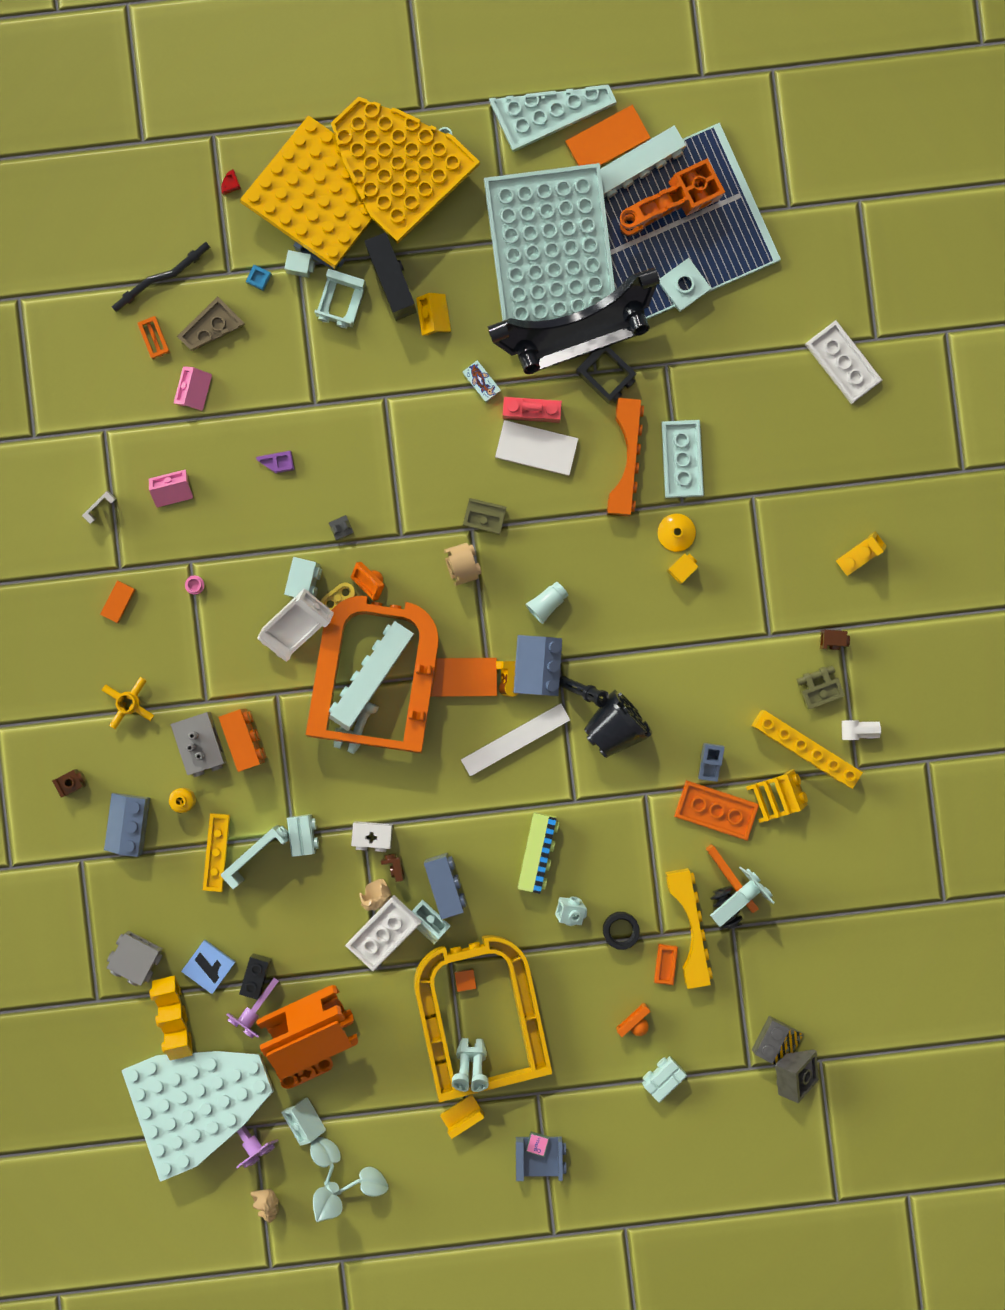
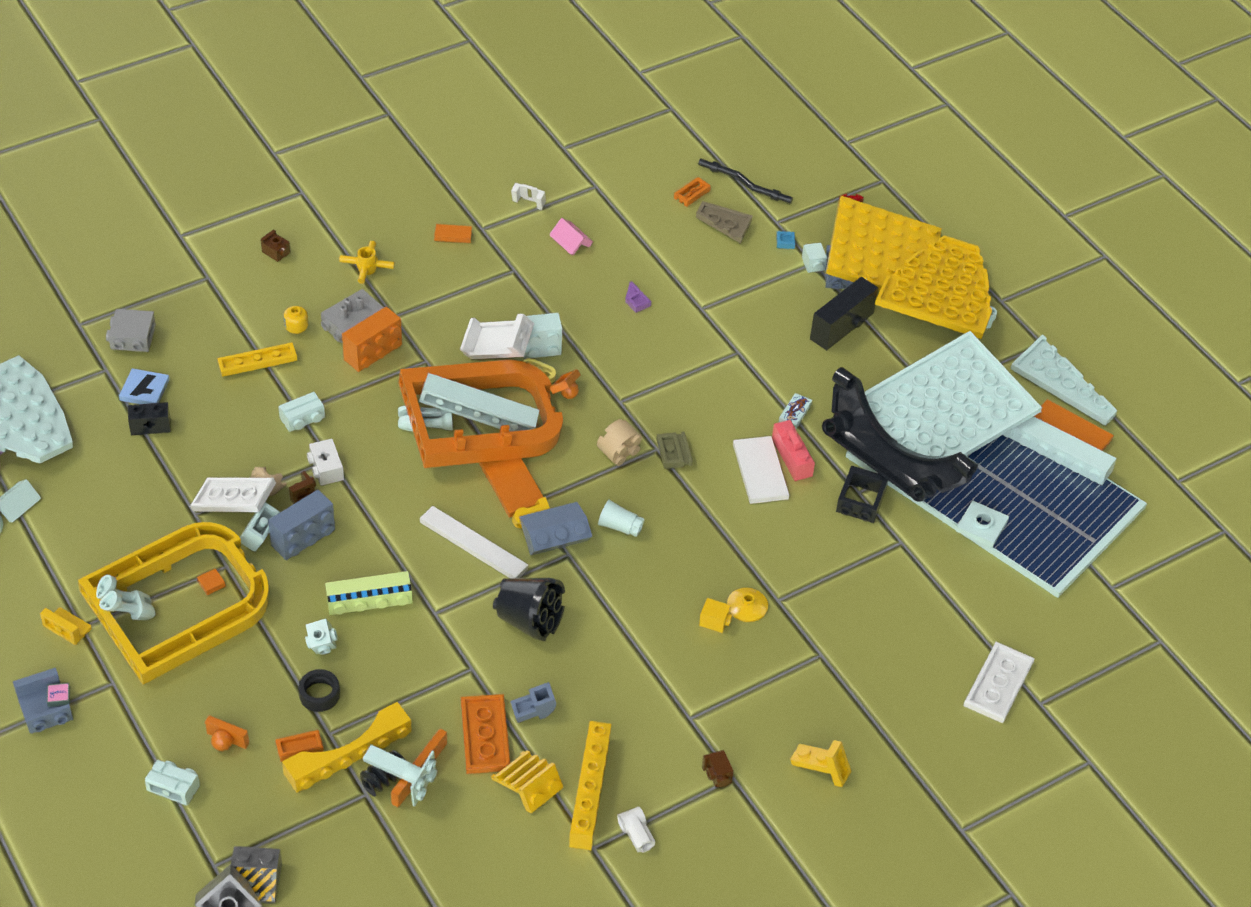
camera: 60 degrees right, 40 degrees down
(127, 824) = (256, 296): sand blue slope -> none
(171, 1018) = (84, 372): yellow brick -> none
(192, 388) = (665, 226): bright pink panel -> none
(194, 585) = (495, 275): bright pink plate -> none
(232, 875) = (265, 375): light aqua panel -> none
(249, 1016) = (112, 424): lavender piece -> none
(307, 1036) = (105, 461): orange piece -> none
(333, 278) = (818, 286): light aqua panel -> none
(341, 527) = (603, 356): dark grey tile -> none
(433, 313) = (833, 358): yellow panel -> none
(589, 693) = (545, 567): black pin -> none
(627, 416) = (756, 544): orange arch -> none
(682, 459) = (820, 583): light aqua tile -> none
(690, 190) = (1069, 490): orange brick -> none
(822, 693) = (657, 781): olive plate -> none

